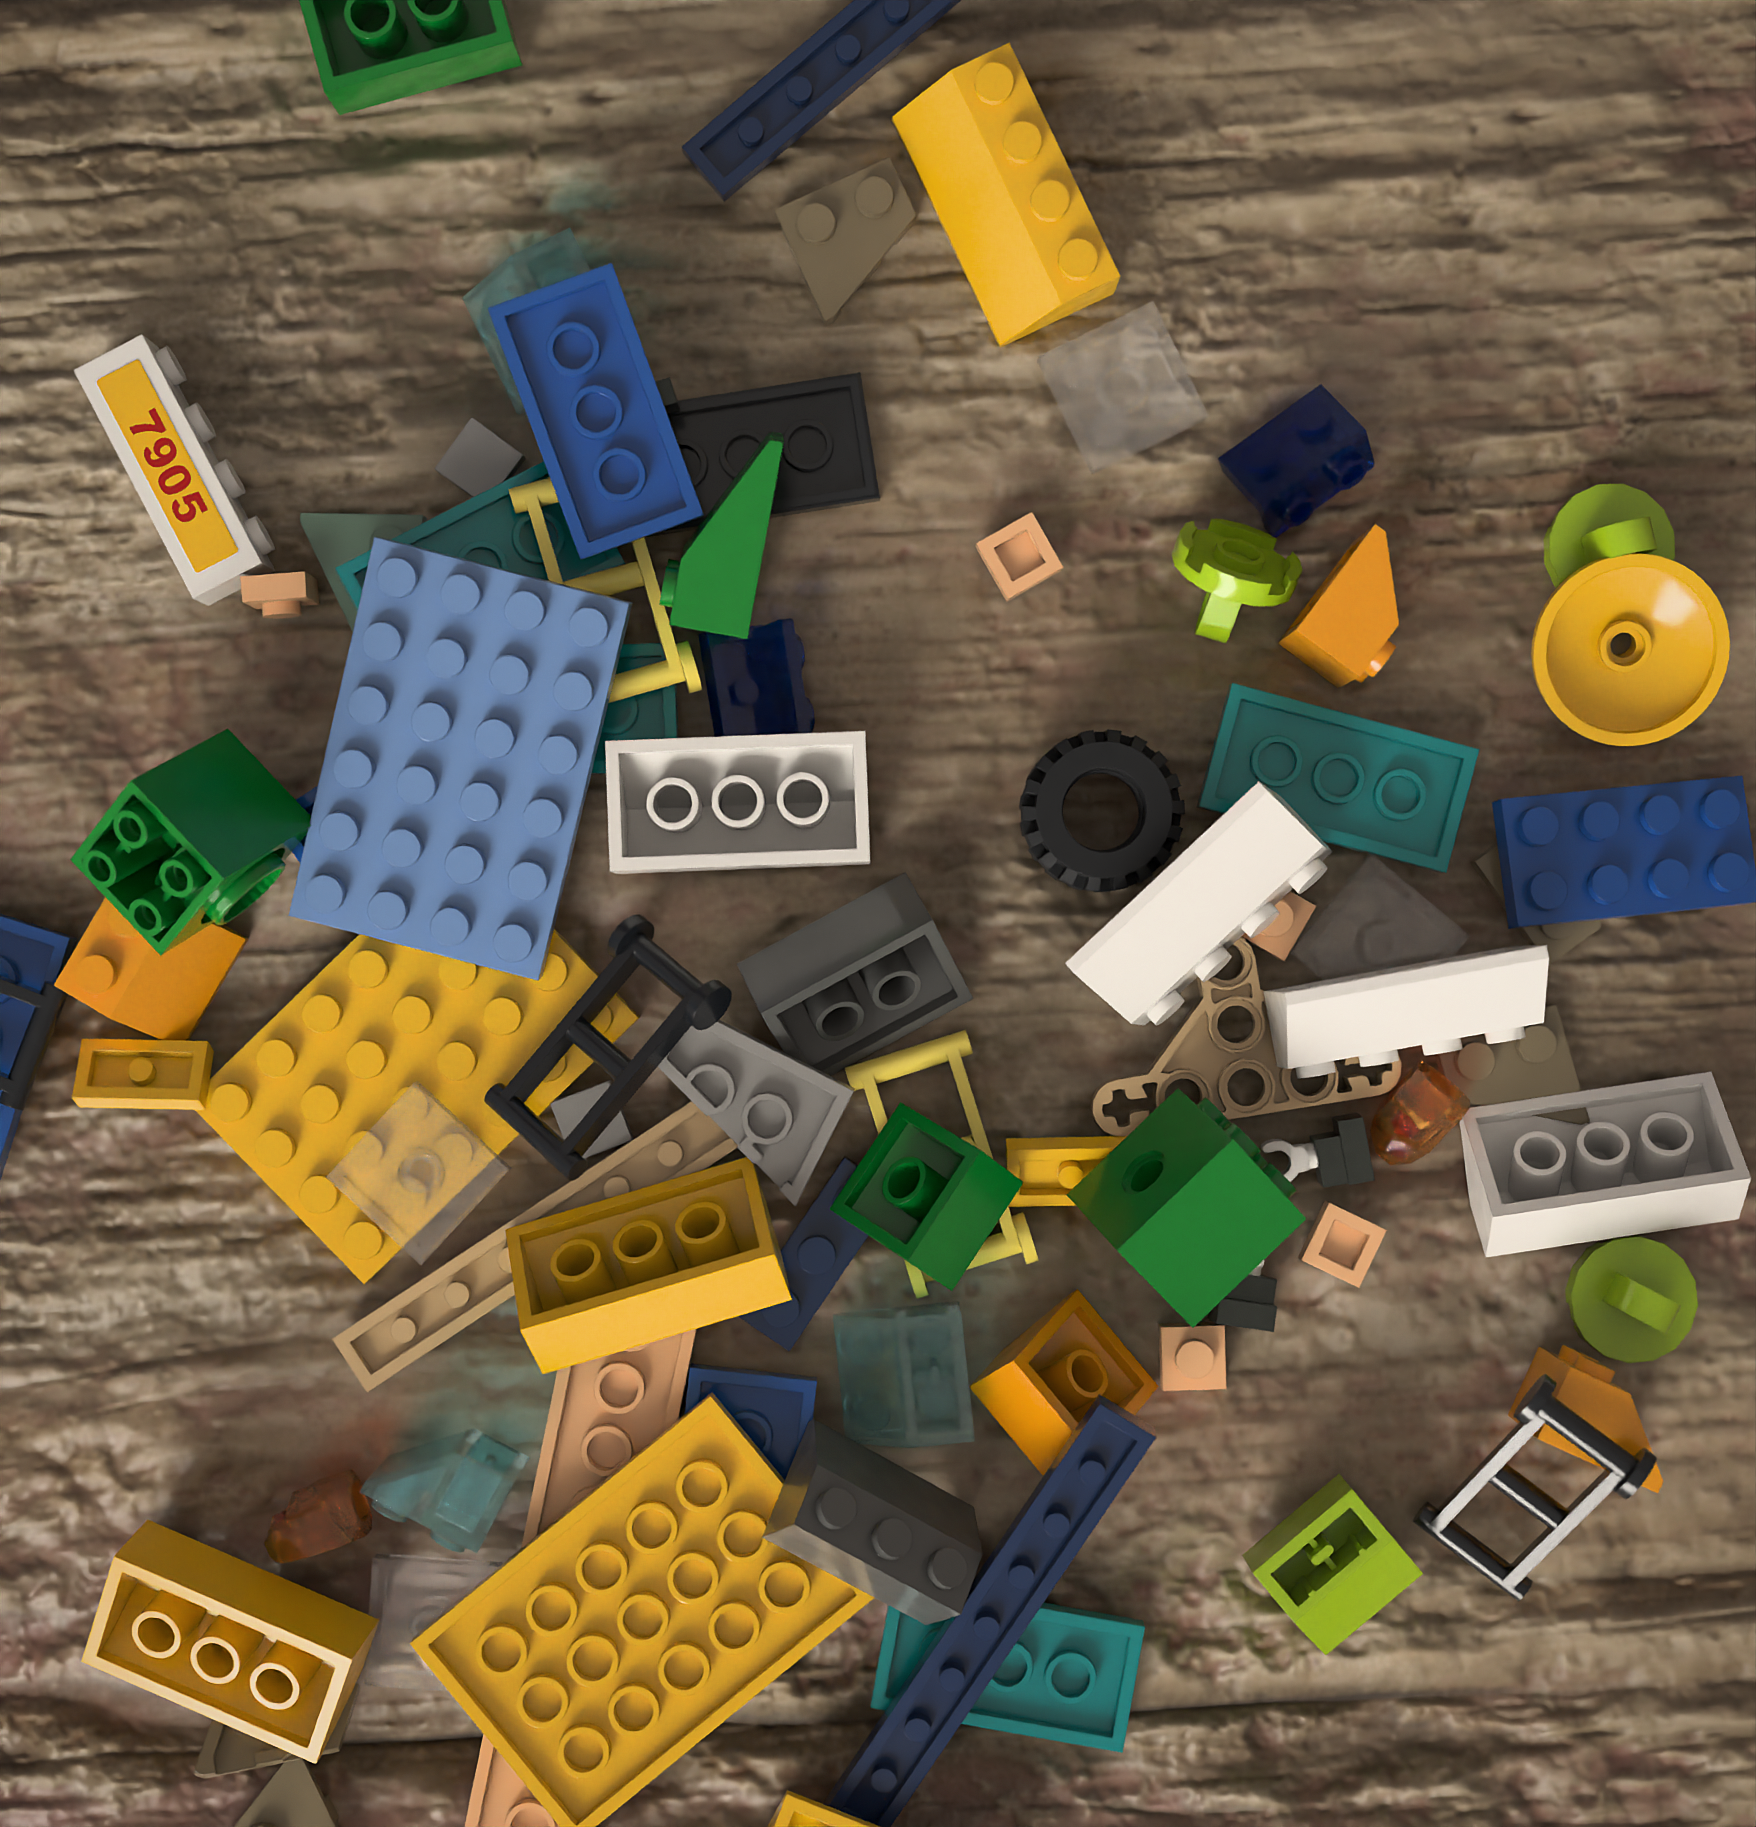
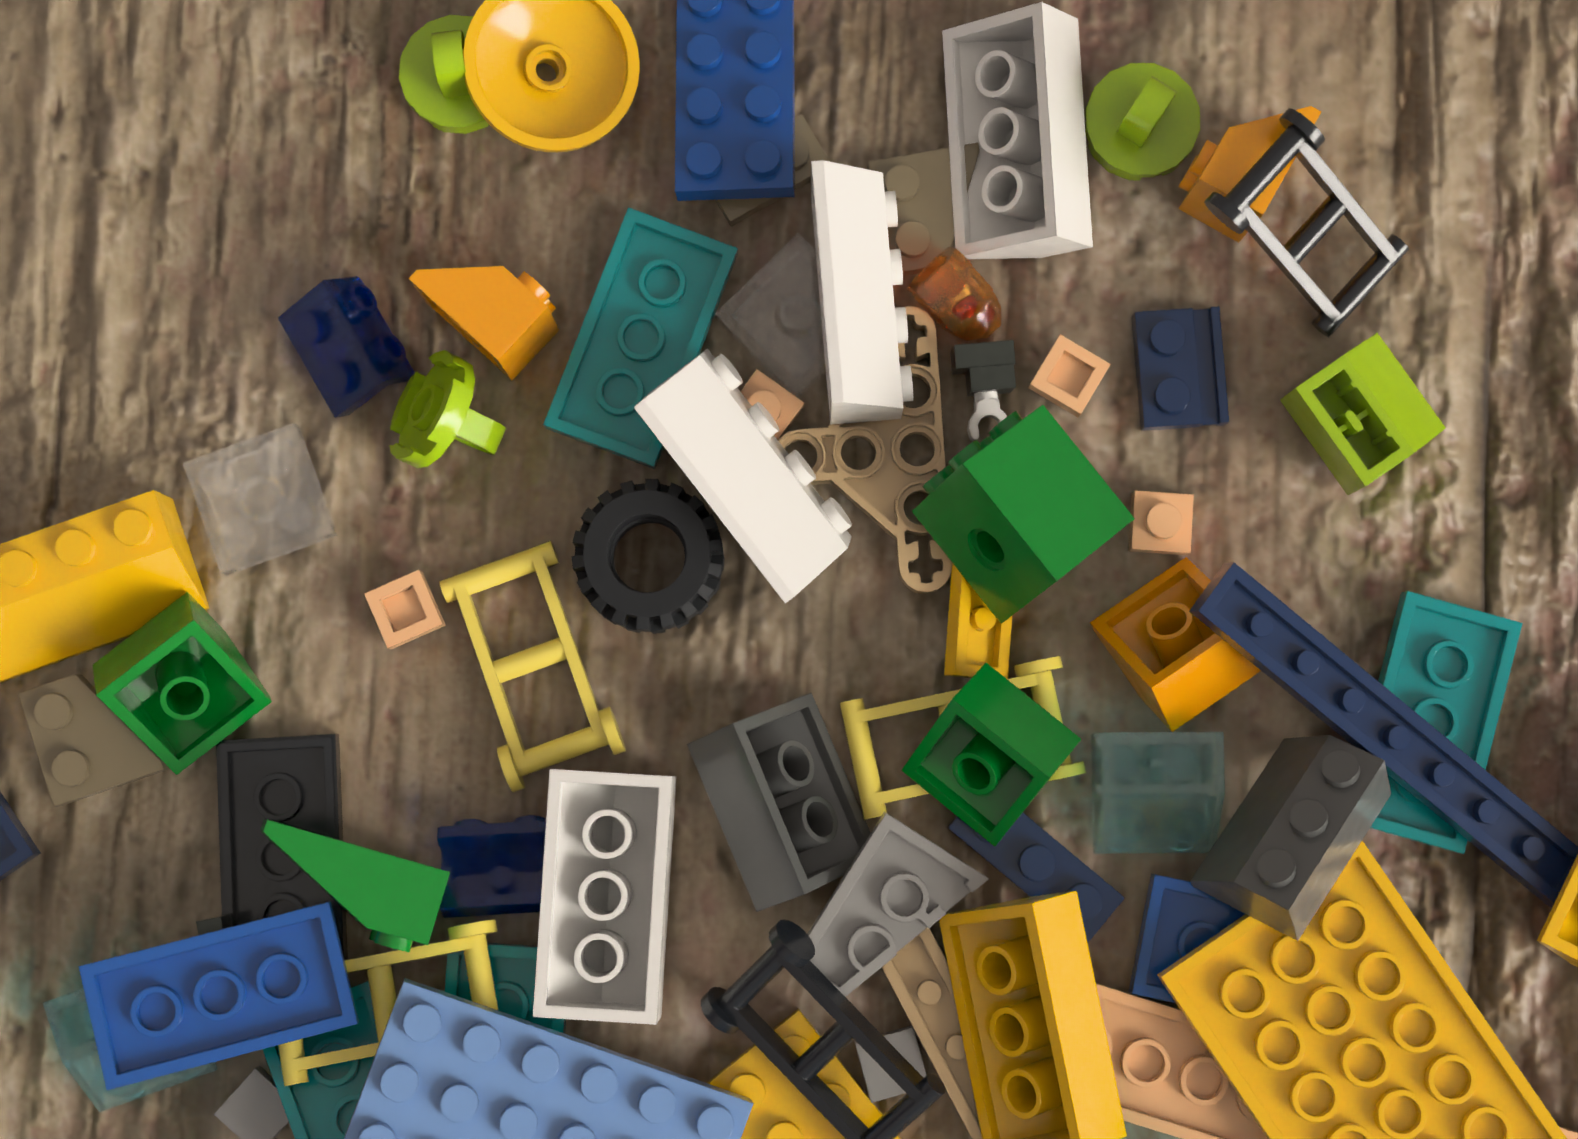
camera: 85 degrees left, 5 degrees down
(873, 689) = (512, 756): none -> light yellow piece
(916, 327) = (179, 684): none -> green slope
(1249, 1303) = (1117, 465): pearl dark grey piece -> none
(1362, 1363) = (1180, 368): none -> dark blue plate

